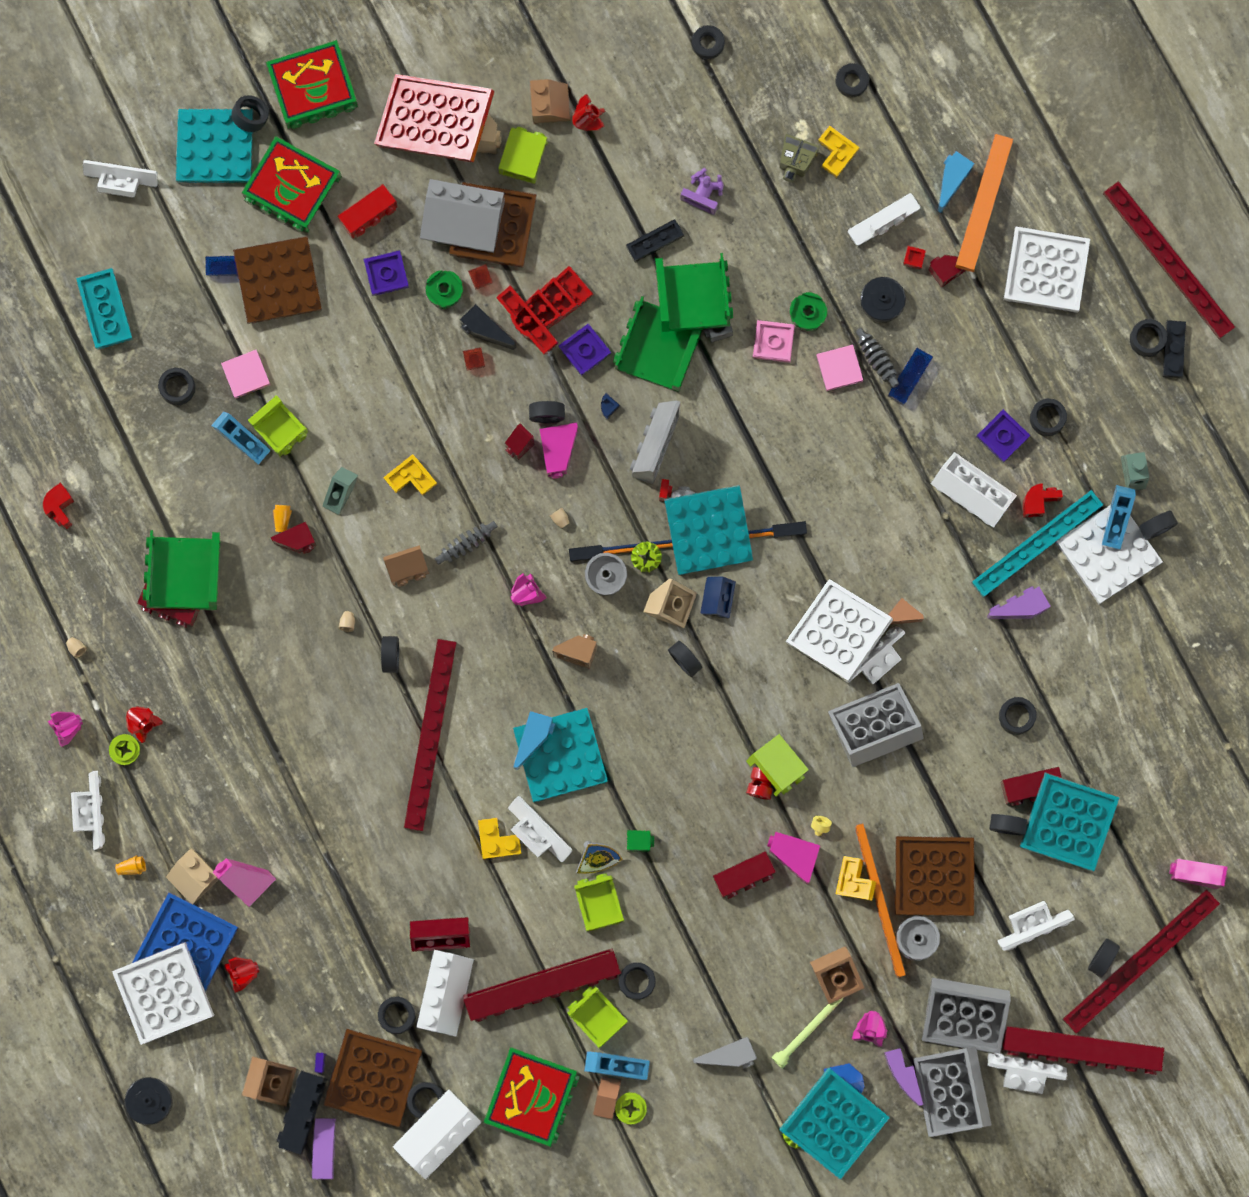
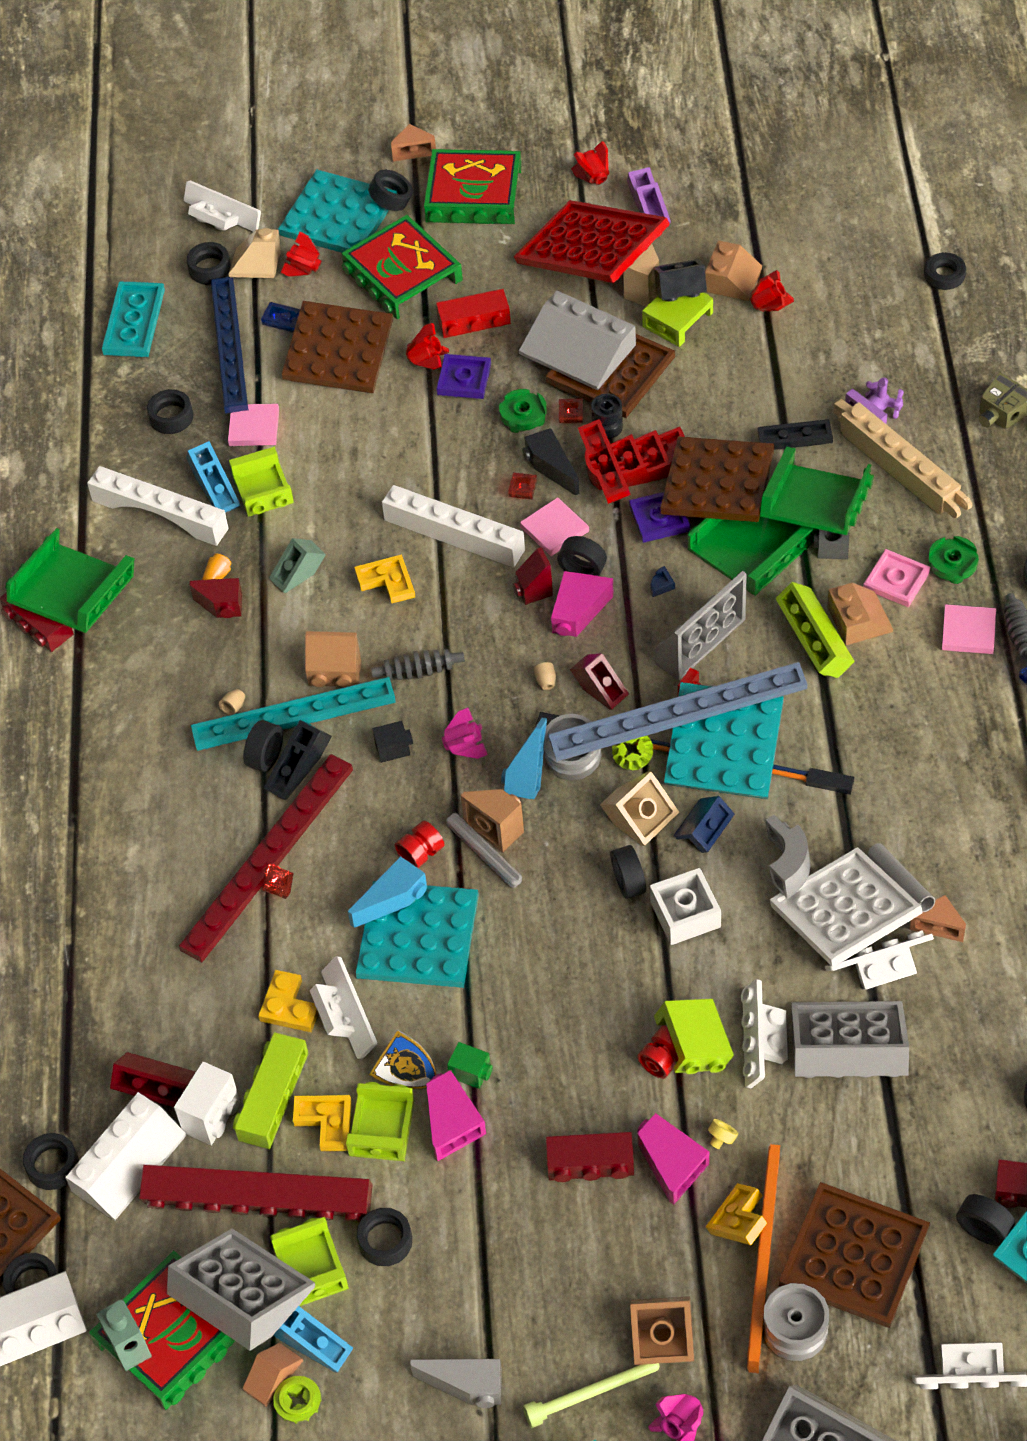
camera: 25 degrees right, 25 degrees down
(131, 220) = (205, 251): none -> black tyre
(172, 215) = (257, 255): none -> tan slope
(191, 306) = (229, 345): none -> dark blue tile
(194, 474) = (195, 517): none -> white arch
(210, 205) = (303, 257): none -> red brick
(244, 56) = (412, 144): none -> nougat slope
(346, 261) = (426, 350): none -> red brick
(395, 616) = (287, 714): none -> teal plate
(399, 32) = (592, 165): none -> red brick
(417, 653) = (297, 759): none -> black slope
(439, 415) = (453, 526): none -> white brick
(448, 753) = (277, 881): none -> clear red plate
(455, 50) = (646, 193): none -> medium lavender slope
(477, 613) = (392, 741): none -> black brick
(482, 938) = (207, 1103): none -> white brick
(509, 1118) = (120, 1330): none -> sand green torso
(511, 274) = (609, 410): none -> black wheel
(511, 385) = (553, 525): none -> bright pink tile
(518, 910) = (271, 1090): none -> lime brick
(519, 135) = (680, 280): none -> black brick
(533, 689) = (422, 842): none -> red wheel
(564, 909) = (330, 1113): none -> yellow plate
(568, 1059) = (238, 1287): none -> light grey slope
(577, 674) = (484, 850): none -> light grey axle
(581, 603) = (525, 770): none -> dark azure slope
(600, 508) = (599, 680): none -> dark red slope
(617, 307) = (717, 479): none -> reddish brown plate
(642, 880) = (452, 1116): none -> dark pink slope
(674, 528) = (677, 711): none -> sand blue plate
(733, 670) = (685, 906): none -> white brick
(735, 412) = (814, 630): none -> lime brick
(740, 237) = (901, 459): none -> tan hinge
(759, 384) = (857, 613): none -> medium nougat slope
(794, 611) = (793, 866): none -> light grey arch
(819, 744) = (763, 1034): none -> white bracket
(867, 593) = (892, 867): none -> light grey piece

